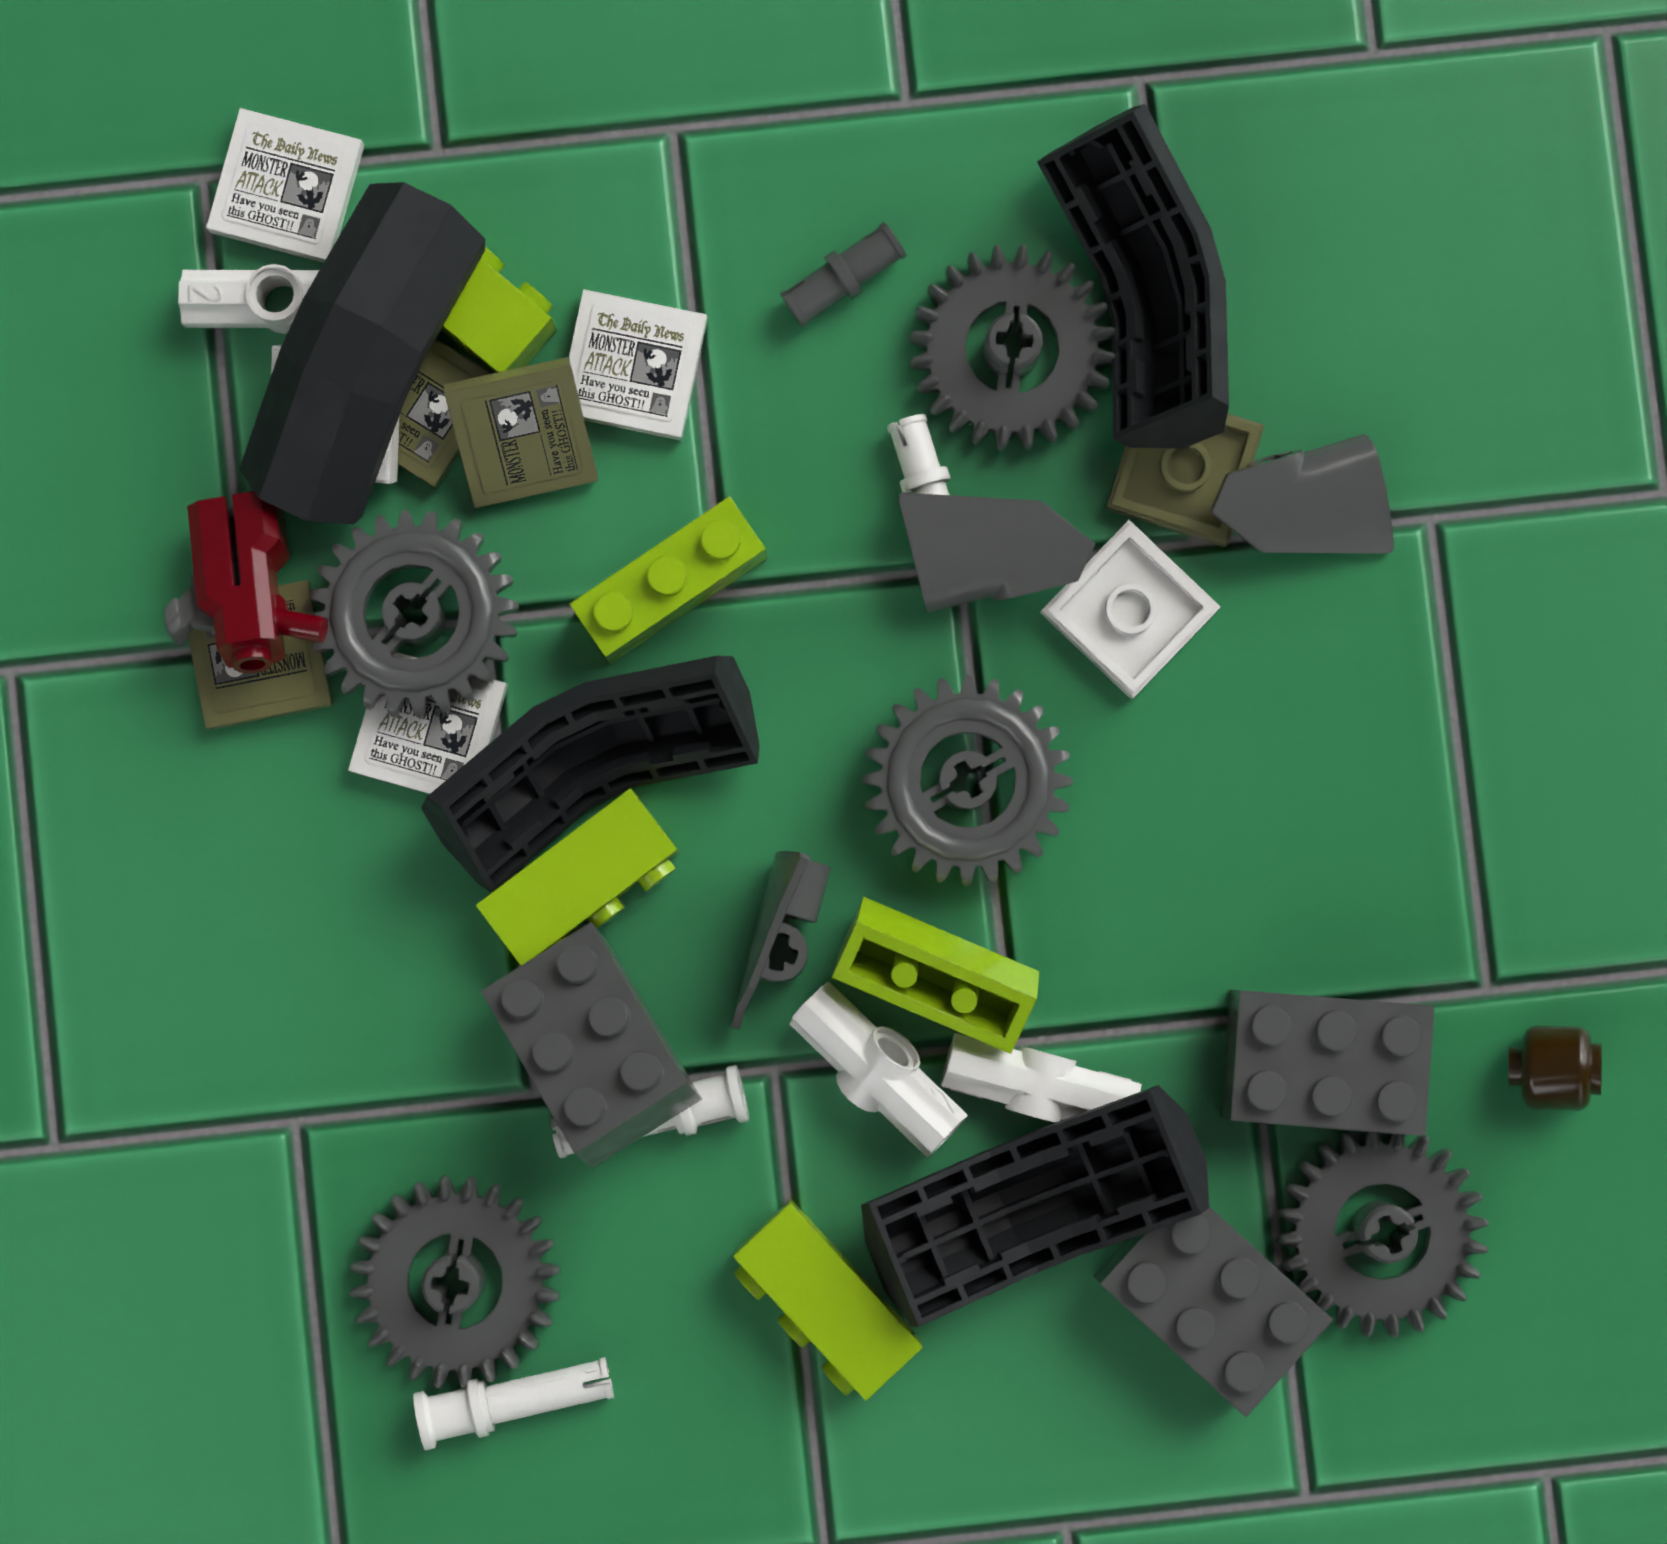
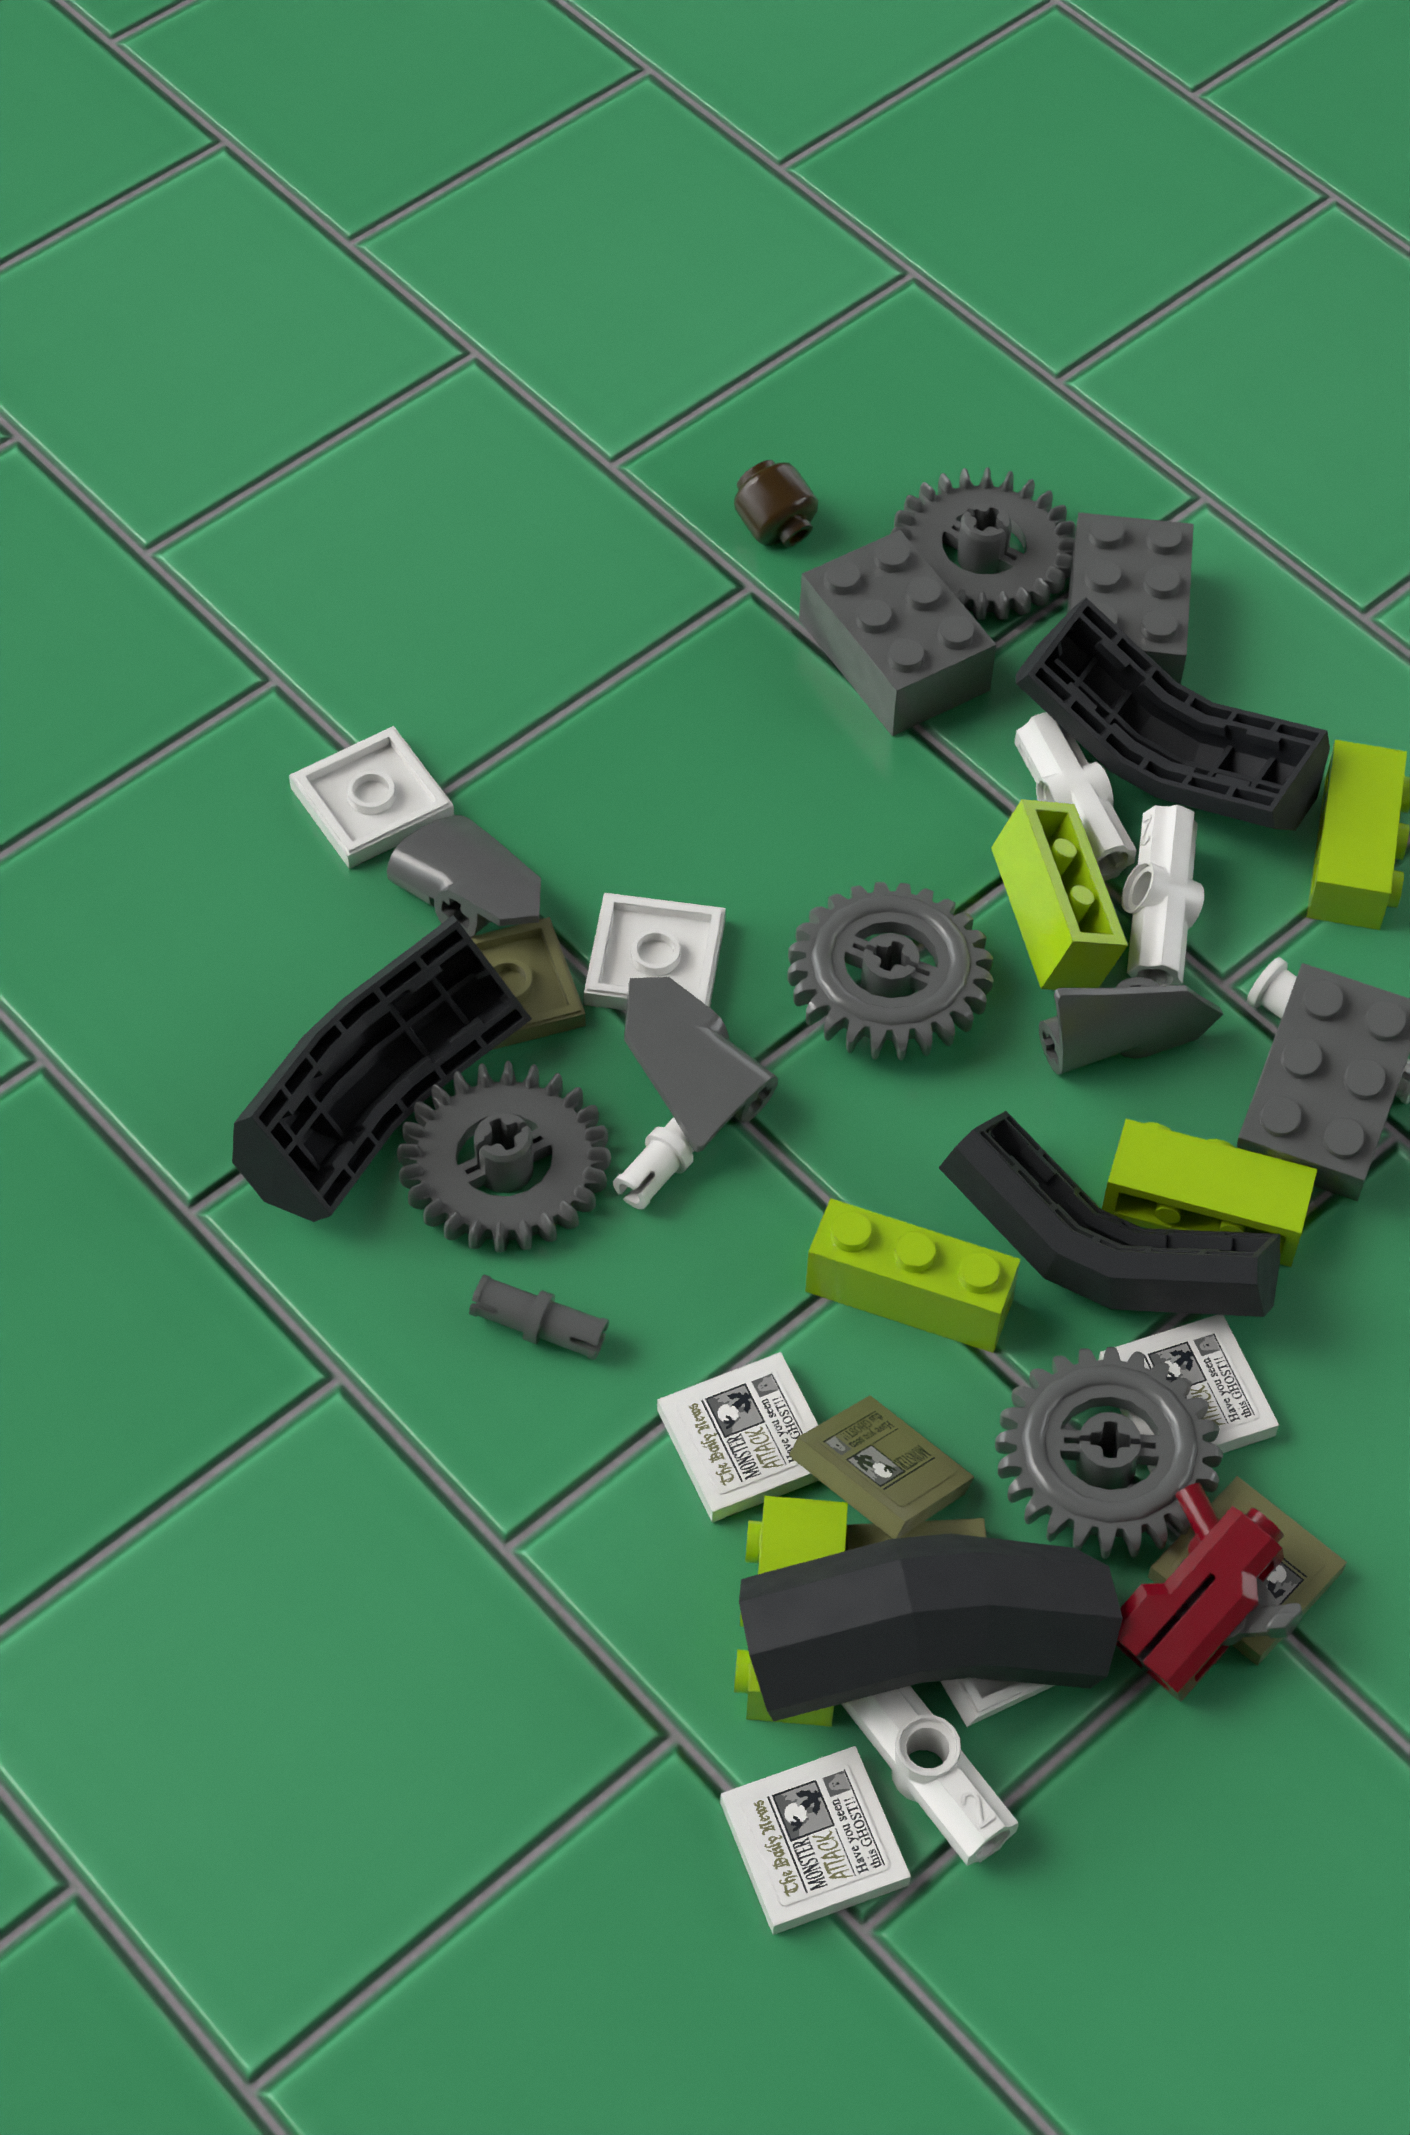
camera: 120 degrees left, 30 degrees down
(1467, 485) = (370, 796): none -> white tile

